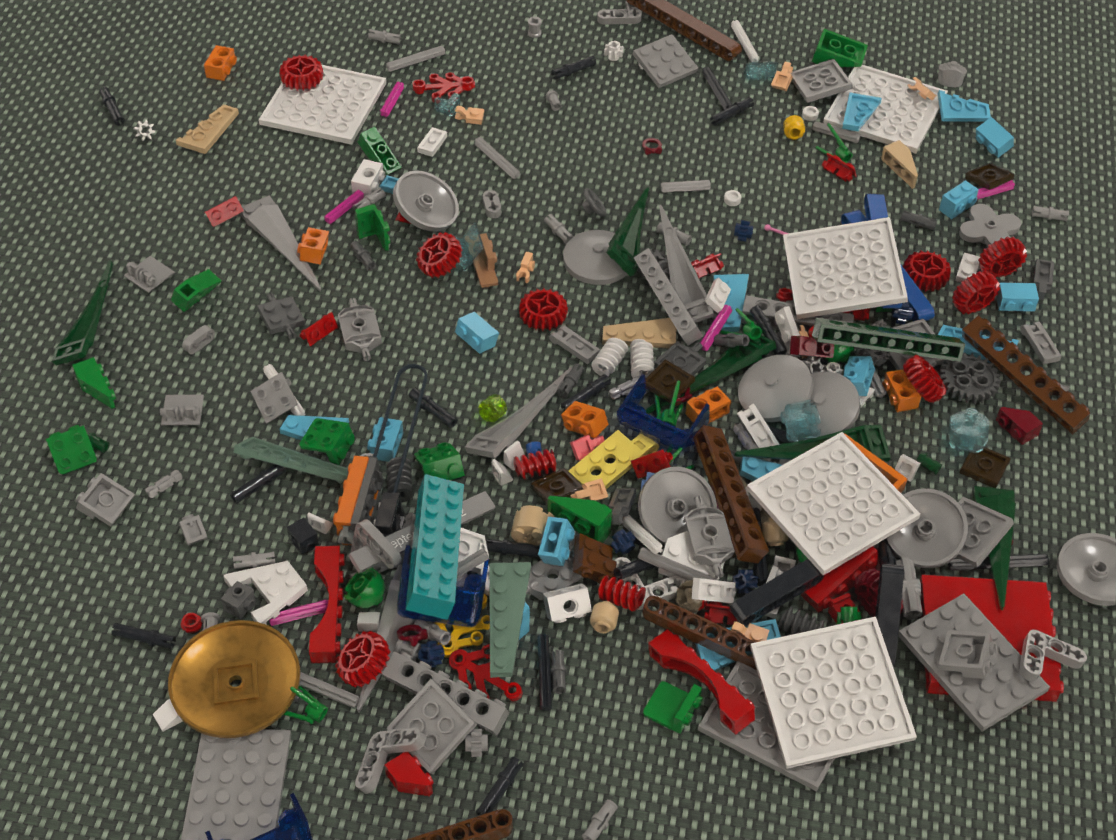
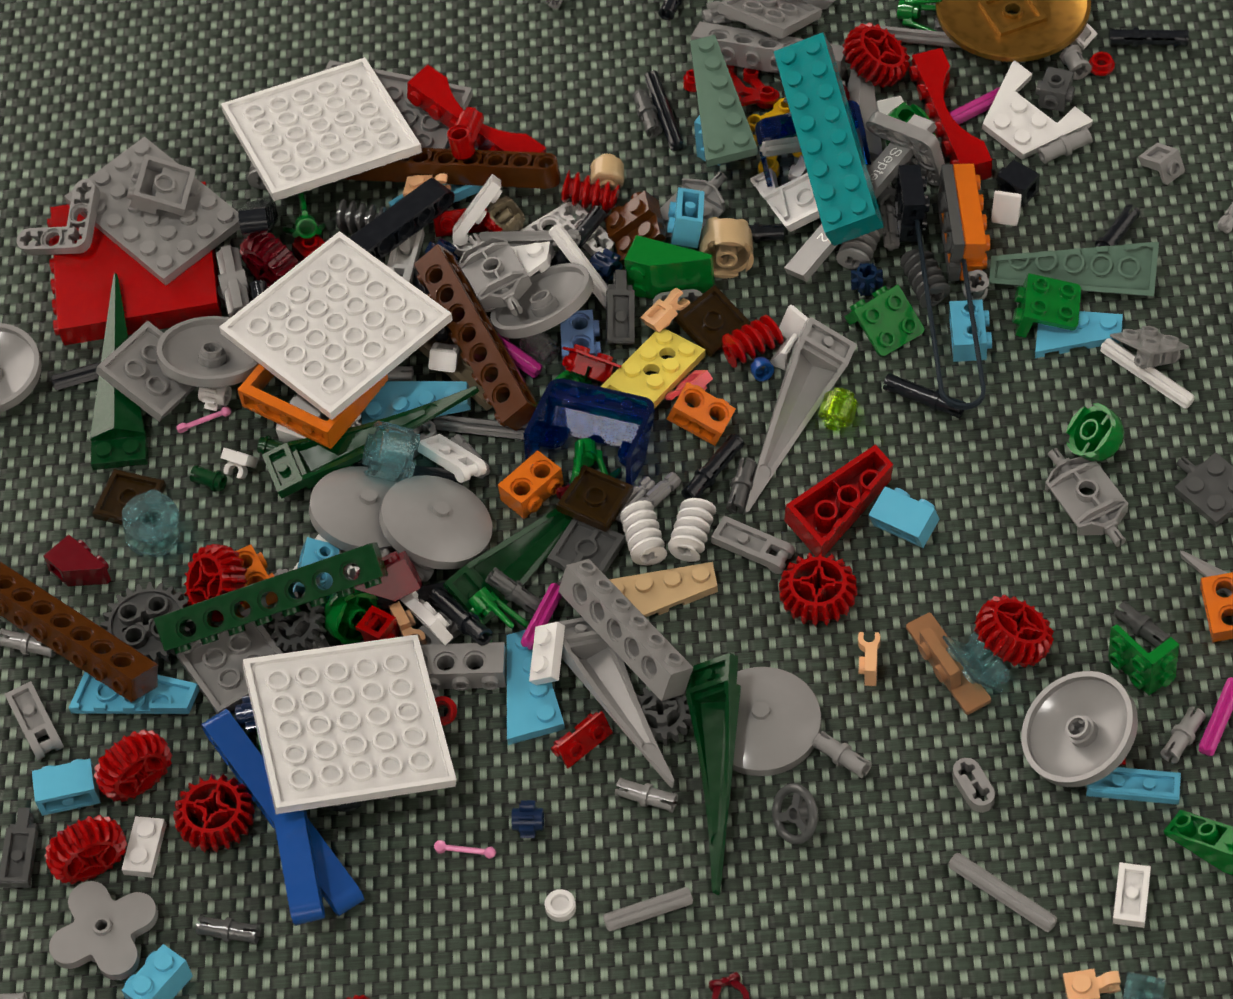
camera: 175 degrees right, 5 degrees up
(319, 329) = (1152, 469): red hinge -> none
(338, 347) = (1095, 433): none -> green cylinder
(368, 177) = (1207, 760): white brick -> none
(513, 349) = (837, 501): none -> red wedge
(555, 601) = (657, 173): white brick -> none
(673, 706) = (503, 105): green bracket -> none
(712, 645) = (463, 134): none -> red piece

